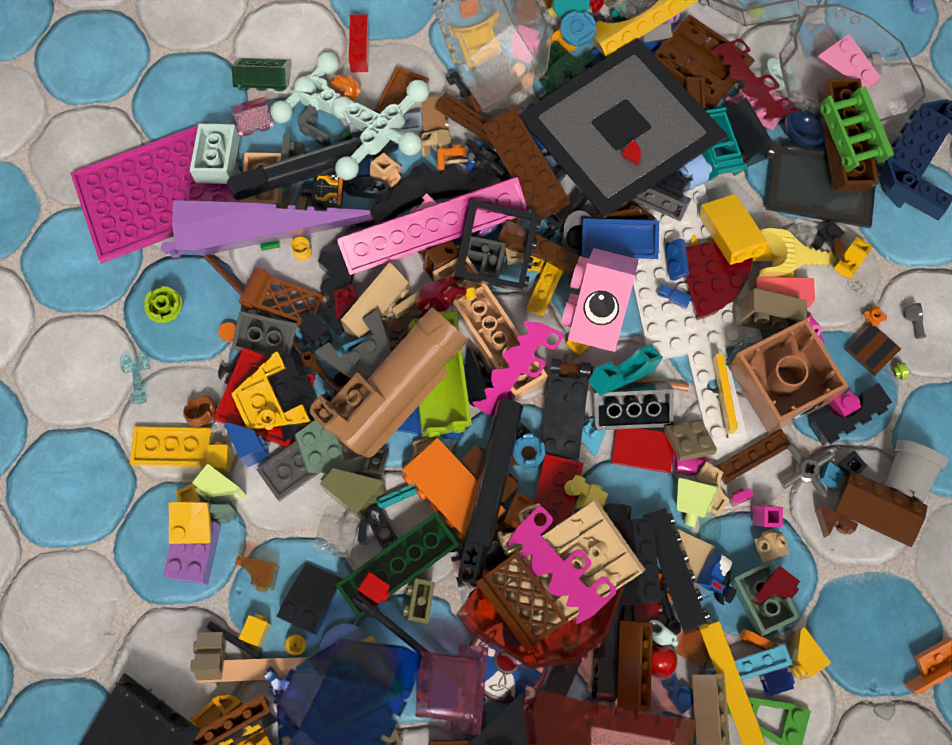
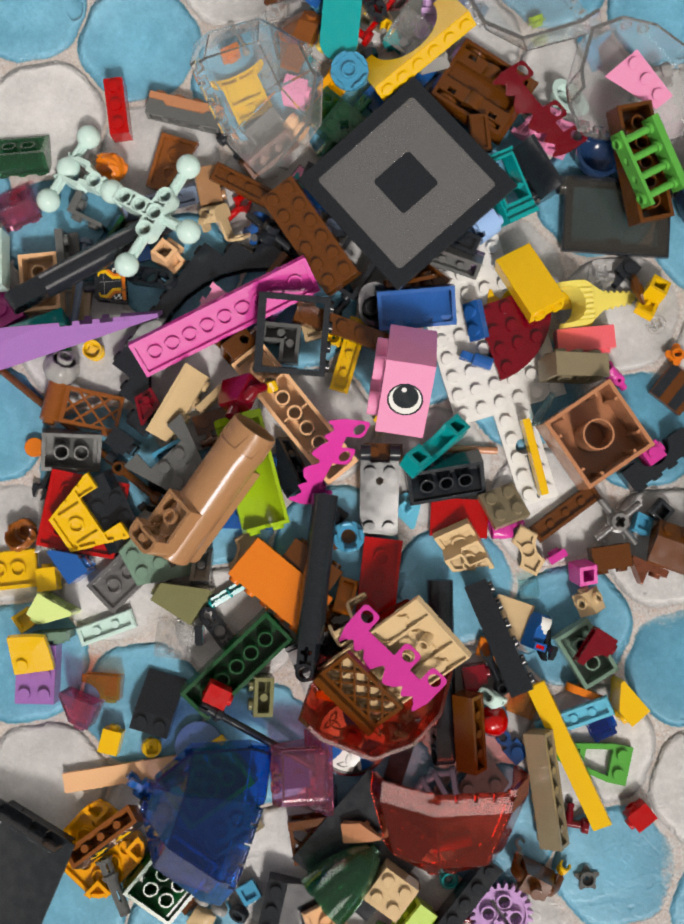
camera: 10 degrees left, 15 degrees up
(209, 656) = (72, 770): dark tan brick -> none
(231, 593) = (80, 707): none -> clear pink slope
(235, 640) = (91, 748): black bar -> none
(261, 418) = (90, 546): yellow plate -> none
(268, 258) = (61, 367): none -> light grey plant
(269, 515) = (106, 627): none -> light aqua tile
(418, 52) = (181, 111): none -> dark grey piece
(455, 152) = (238, 226): orange plate -> none
(458, 139) = (238, 208): none -> red bar
(586, 492) = (411, 575): light yellow brick -> none
(632, 153) = (420, 215): red tile -> none
(641, 539) = (462, 619): black slope -> none
(644, 477) = (462, 547): none -> tan slope
(695, 499) = (512, 564): yellowish green torso -> none
(798, 505) = (611, 556): none -> reddish brown brick

